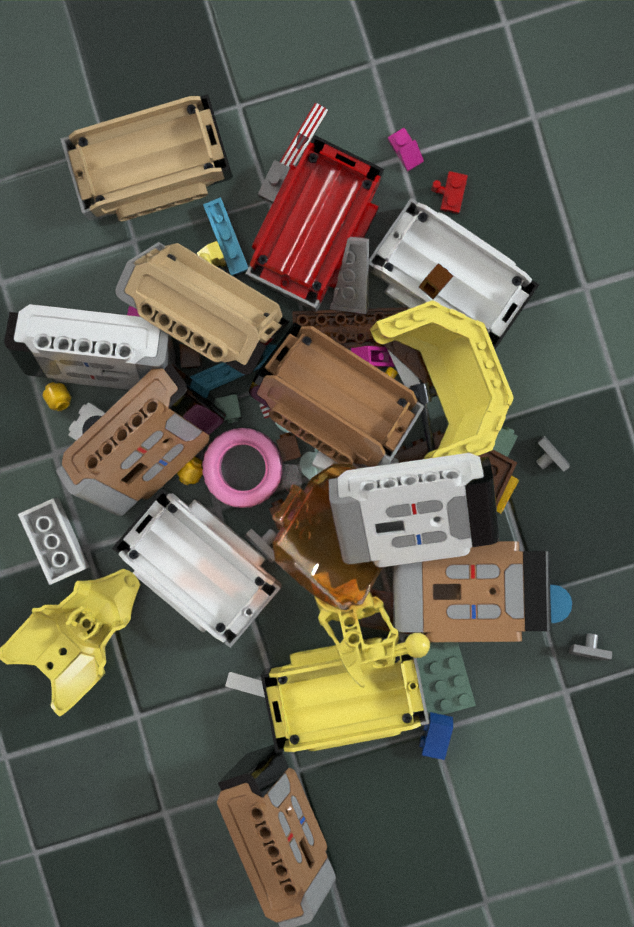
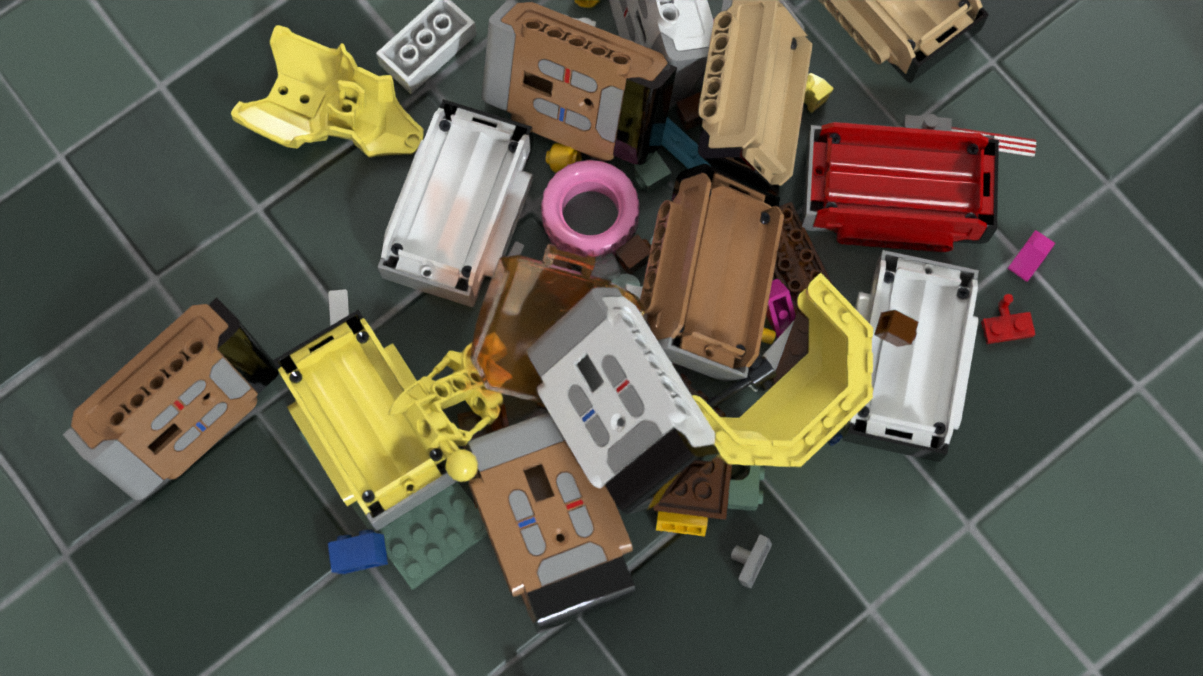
camera: 60 degrees right, 15 degrees down
(226, 237) = (844, 97): medium azure plate -> none
(353, 278) = (850, 249): light grey wing -> none
(560, 603) = (573, 639): dark azure tile -> none

